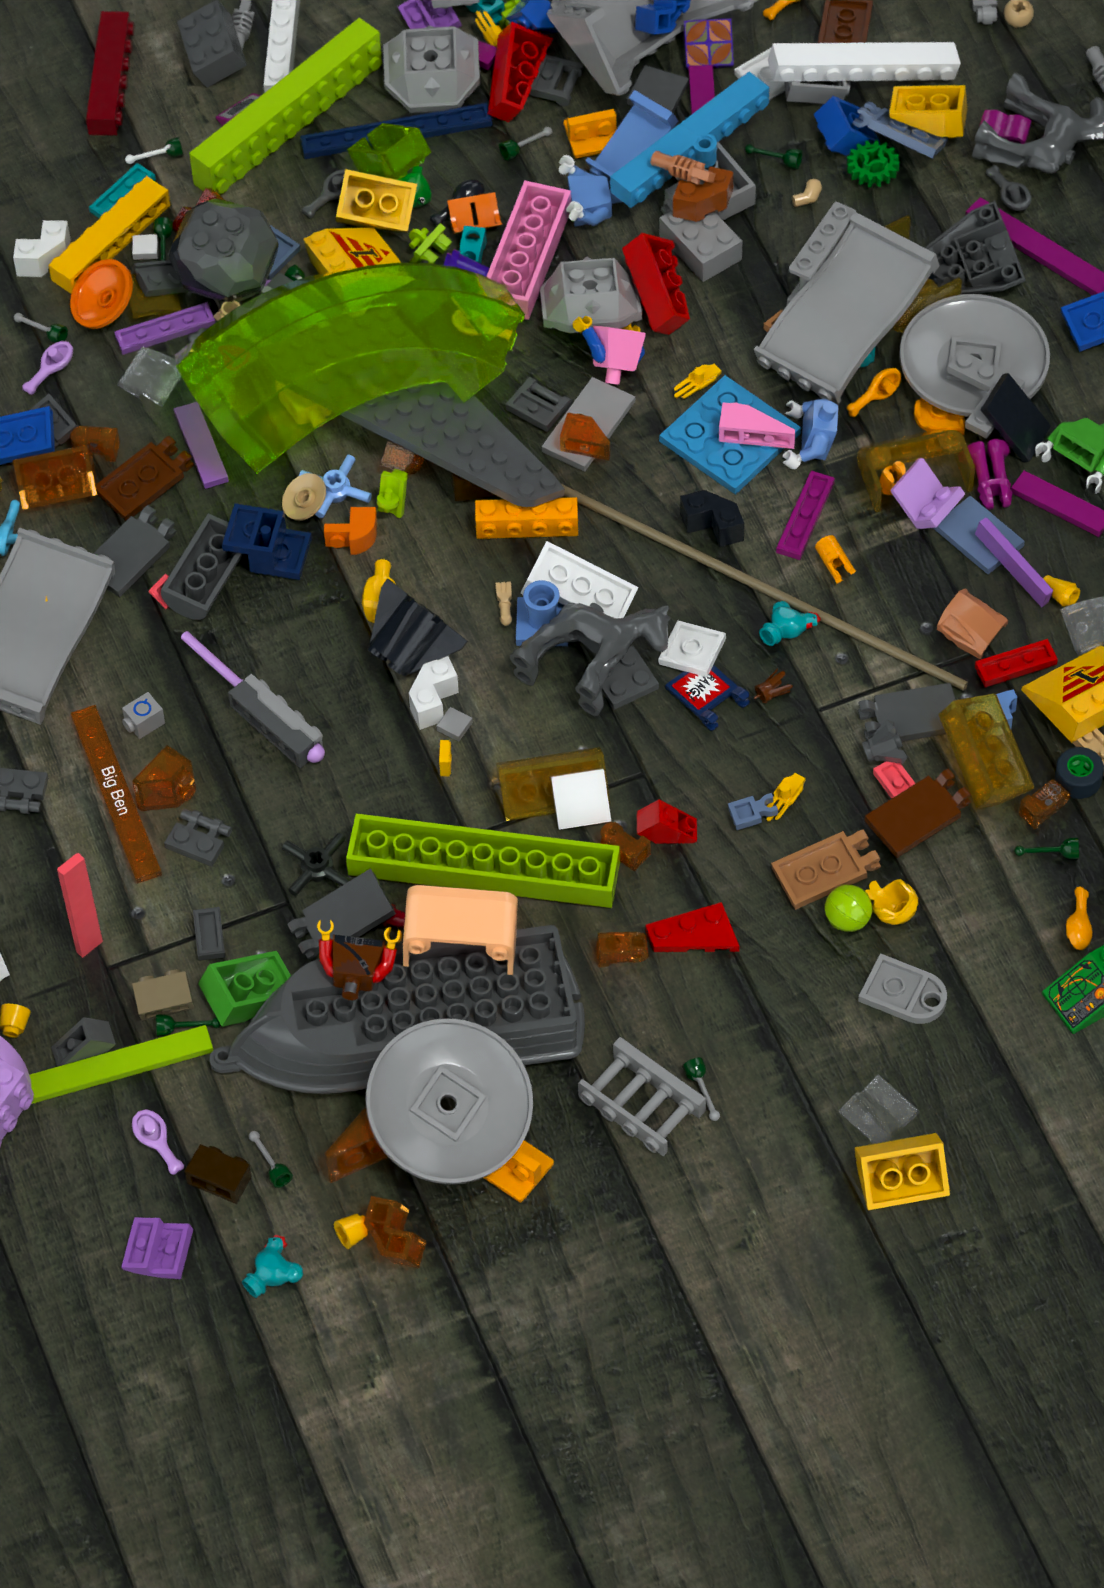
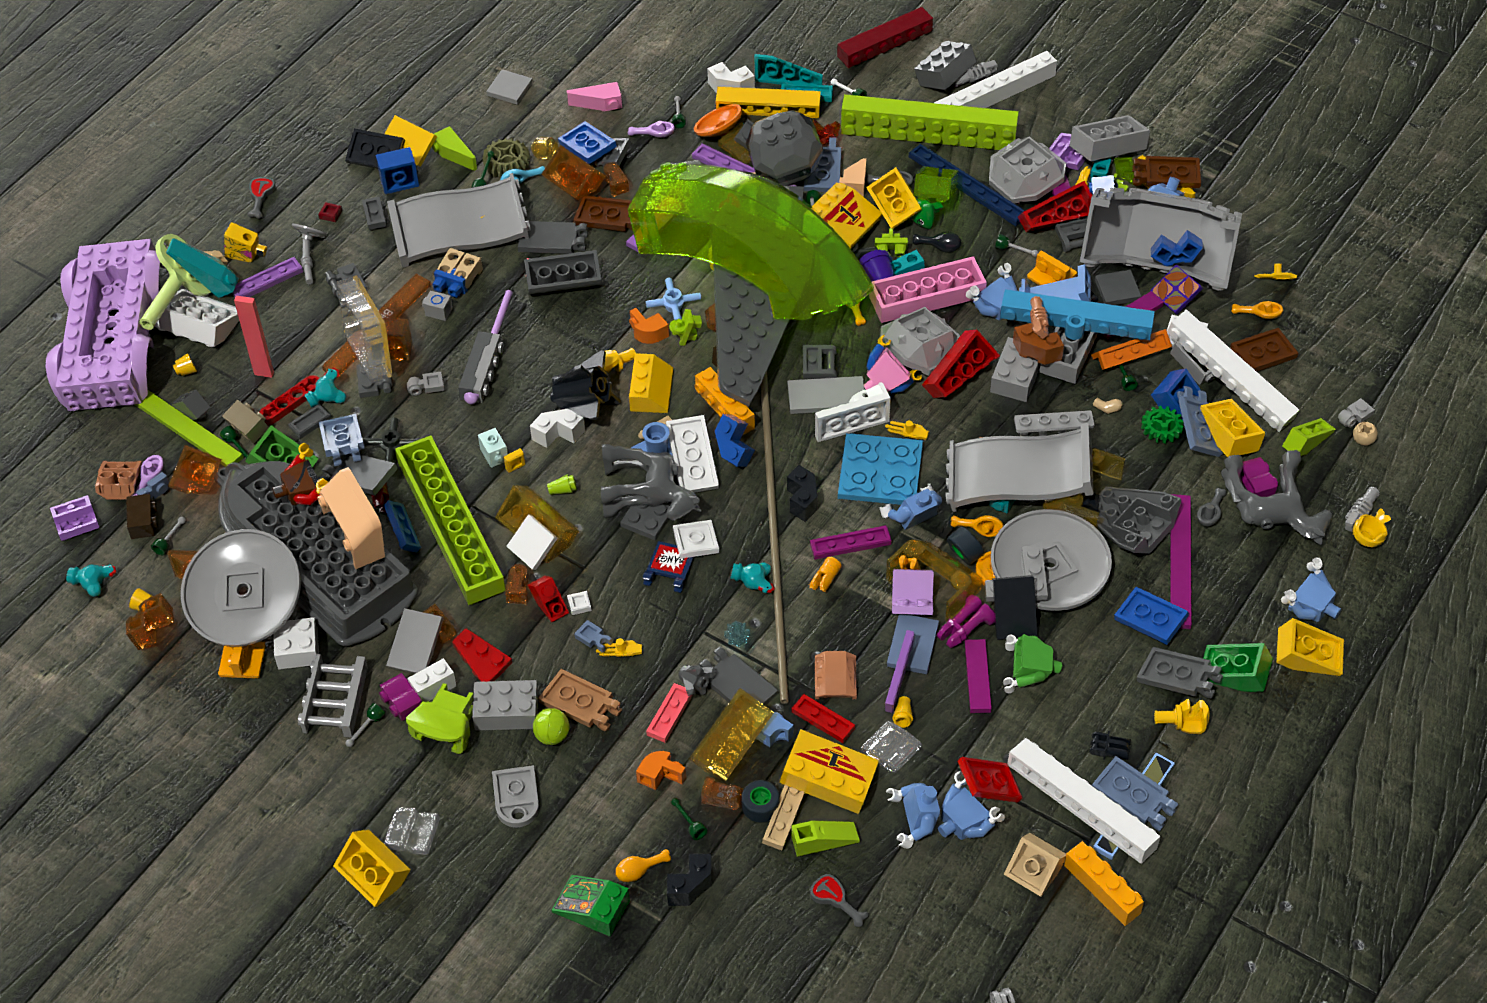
camera: 55 degrees right, 5 degrees down
(74, 196) = (778, 71): none -> teal wedge
(107, 671) = (456, 273): none -> hips
(139, 1171) = (117, 479): none -> nougat slope
(155, 791) = (364, 329): none -> clear tile
(159, 937) = (287, 397): none -> red beam
(181, 891) = (326, 390): none -> teal animal
(186, 1135) = (156, 486): none -> sand blue plate
(197, 1085) = (194, 471): none -> clear orange slope
(255, 781) = (431, 382): none -> light grey plate
(267, 541) = (601, 289): dark blue bracket -> none
(273, 908) = (342, 437): none -> sand blue tile
(302, 220) = (855, 176): none -> light nougat slope
(304, 496) = (652, 290): tan dish -> none
(410, 768) = (492, 447): none -> light aqua head
(439, 575) = (650, 384): none -> yellow slope
(454, 724) = (546, 453): light grey tile -> none
(486, 212) = (928, 246): orange piece -> none
(518, 730) = (562, 485): none -> lime cone
(552, 1098) = (296, 643): none -> white brick
(584, 437) = (807, 393): clear orange slope -> none
(585, 532) = (728, 437): none -> blue brick
(632, 980) = (414, 641): none -> light grey tile
(650, 402) = (854, 416): none -> white plate
(692, 801) = (579, 603): none -> white tile
(694, 1032) = (400, 696): none -> magenta brick
(698, 992) = (429, 680): none -> white brick
(749, 426) = (882, 465): bright pink slope -> none
(754, 135) = (1132, 350): none -> orange fence
(766, 1001) = (443, 719): none -> lime piece
(768, 688) = (697, 595): reddish brown piece -> none
(784, 937) = (505, 705): none -> light grey piece
(851, 678) = (737, 633): none -> clear light blue gear
(894, 902) = (575, 751): yellow hat -> none
(898, 416) = (965, 545): none -> black wheel
(918, 813) = (654, 725): reddish brown tile -> none
(970, 840) = (657, 766): none -> orange brick
(986, 59) = (1308, 436): none -> lime slope

